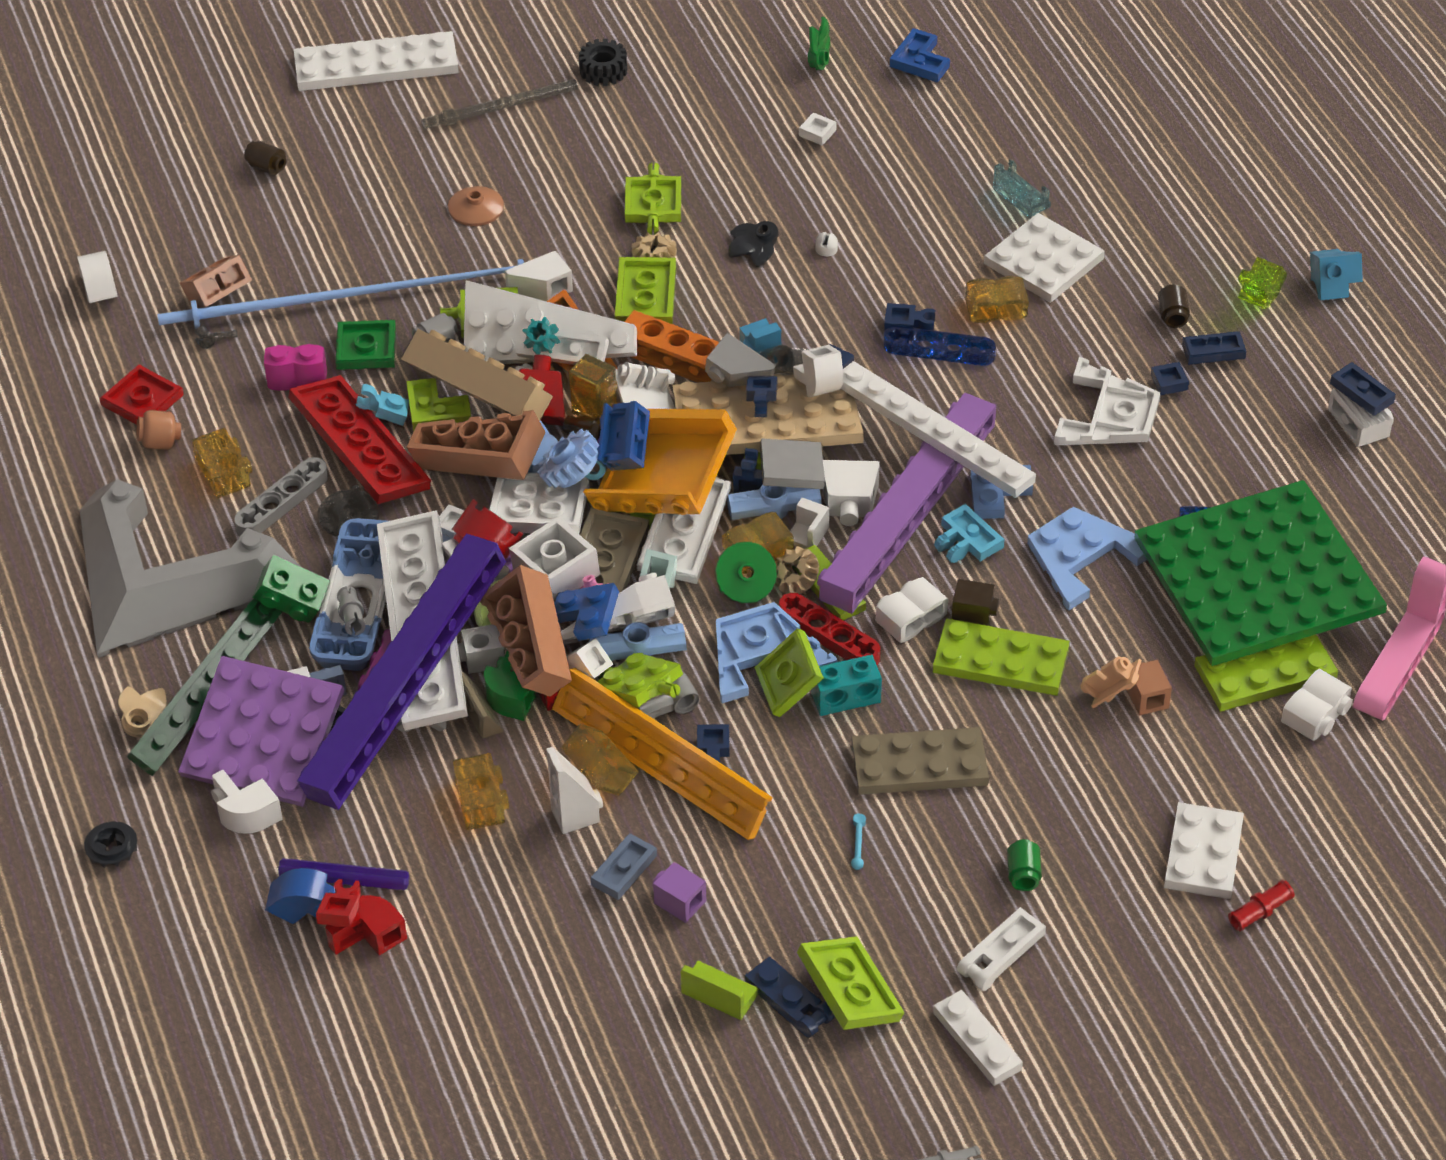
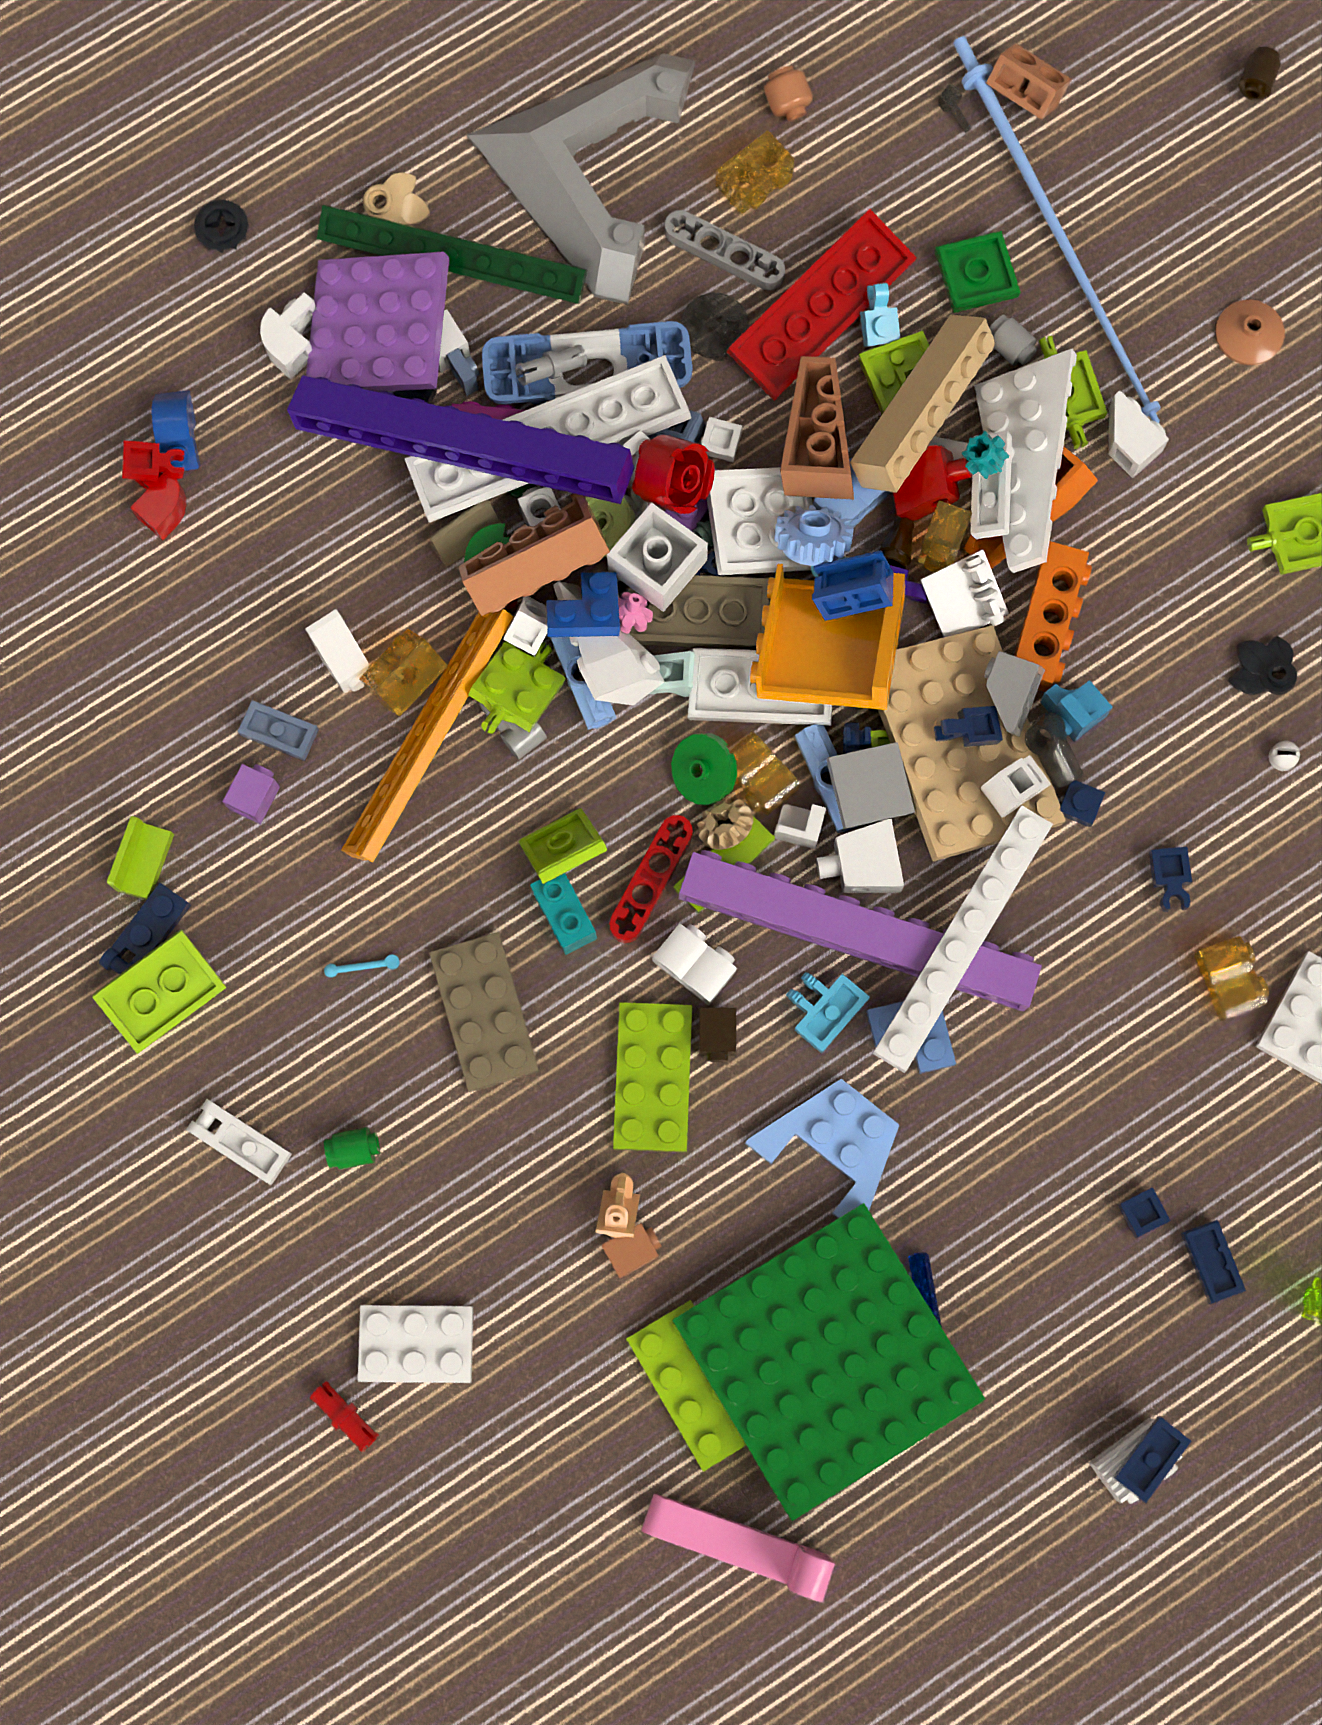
camera: 80 degrees right, 30 degrees up
(141, 392) = (845, 62): red tile -> none
(290, 589) = (570, 296): green brick -> none
(293, 367) = (916, 206): dark pink brick -> none
(350, 873) = (224, 457): dark purple axle -> none
(479, 791) = (355, 545): clear yellow brick -> none
(643, 246) = (1211, 564): tan gear -> none
(646, 286) = (1143, 559): lime plate -> none
(714, 740) = (460, 786): dark blue plate -> none
(747, 639) = (619, 802): light blue wing -> none
(940, 342) = (1143, 923): clear blue beam -> none
(977, 1037) = (127, 1135): white plate -> none
(1122, 411) = (1073, 1162): white wing -> none
(1174, 306) = (1275, 1201): dark brown brick -> none
(1317, 705) = (642, 1451): white brick -> none

